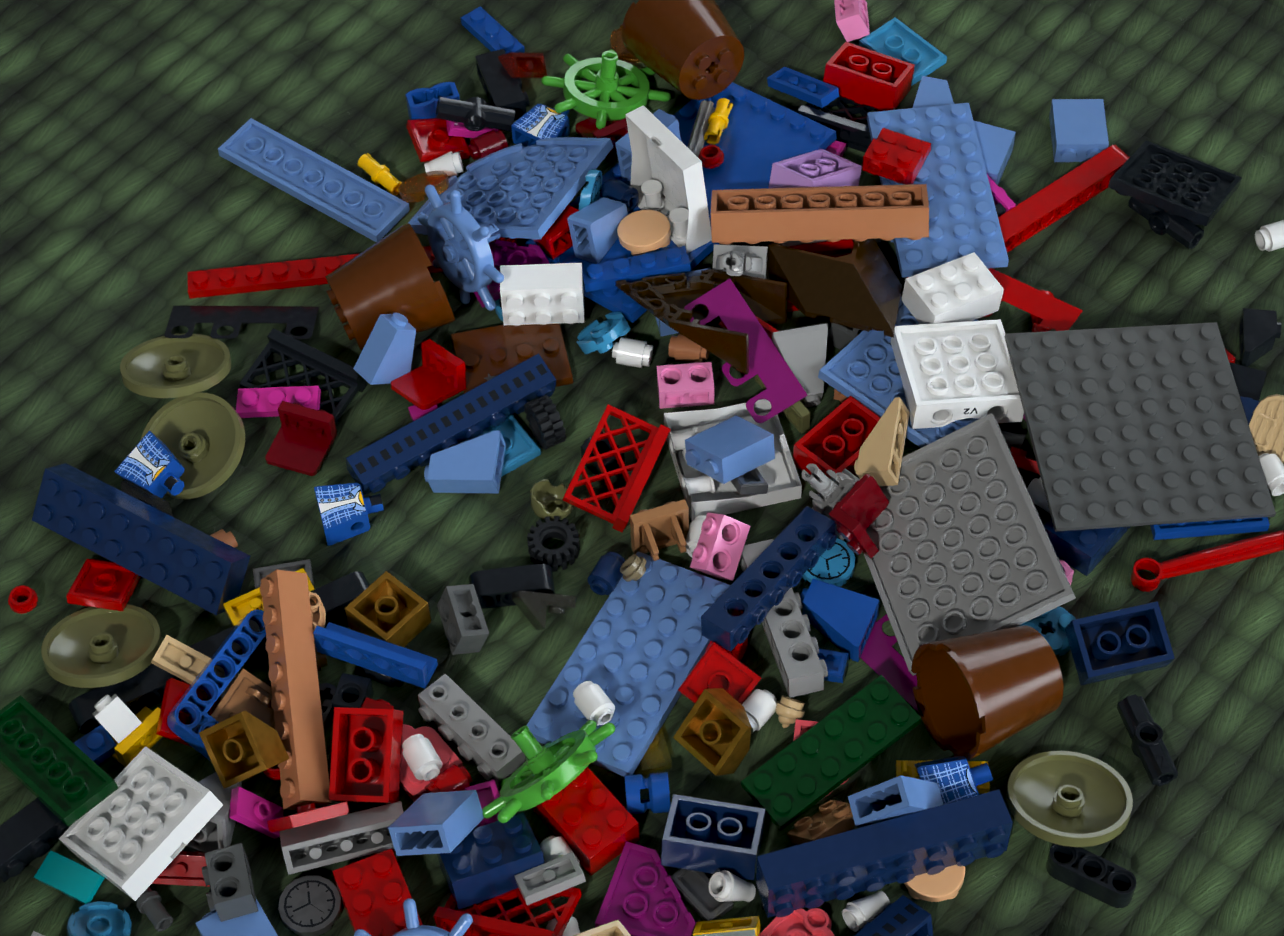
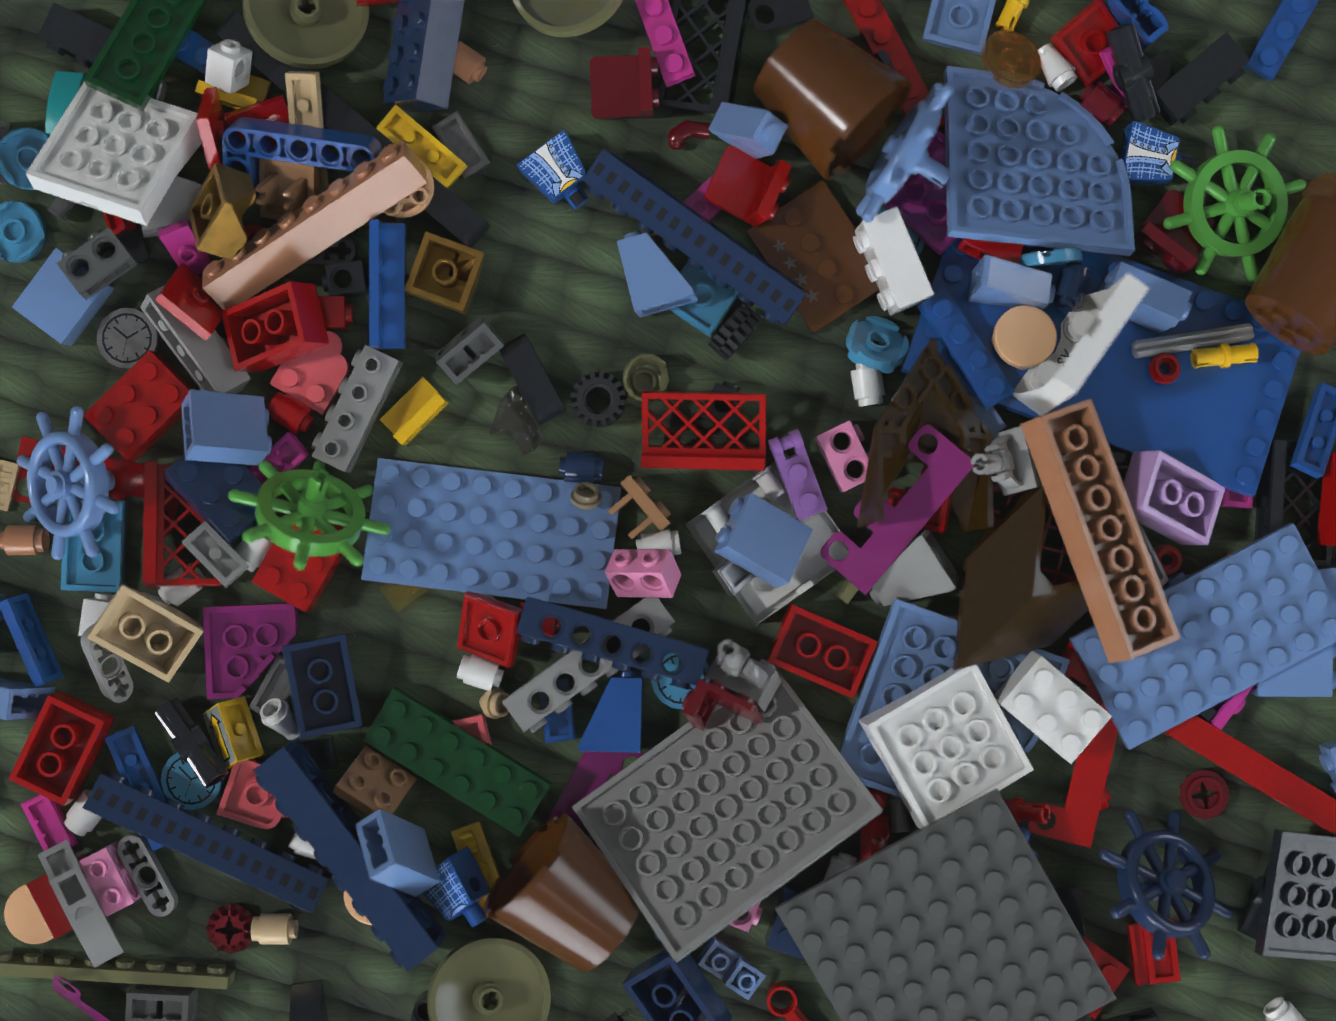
camera: 70 degrees right, 35 degrees up
(167, 742) = (211, 126): none -> red plate
(361, 412) = (686, 130): none -> dark red arm
(421, 757) = (297, 379): white brick -> none
(496, 688) = (414, 411): none -> yellow panel
(524, 64) = (1235, 94): clear red slope -> none
(593, 702) = (413, 521): white brick -> none
(658, 793) = (350, 604): blue wheel -> none
(684, 409) = (798, 476): none -> medium lavender plate
(716, 731) = (430, 648): pearl gold slope -> none
(884, 446) = (810, 702): tan slope -> none
(896, 156) = (1228, 582): red plate -> none
(1077, 235) = (1215, 801): none -> dark red gear
(1108, 599) = (730, 967): none -> medium blue slope
(1130, 267) = (1166, 884): none -> dark blue piece
(1188, 304) = (1146, 968): none -> red plate

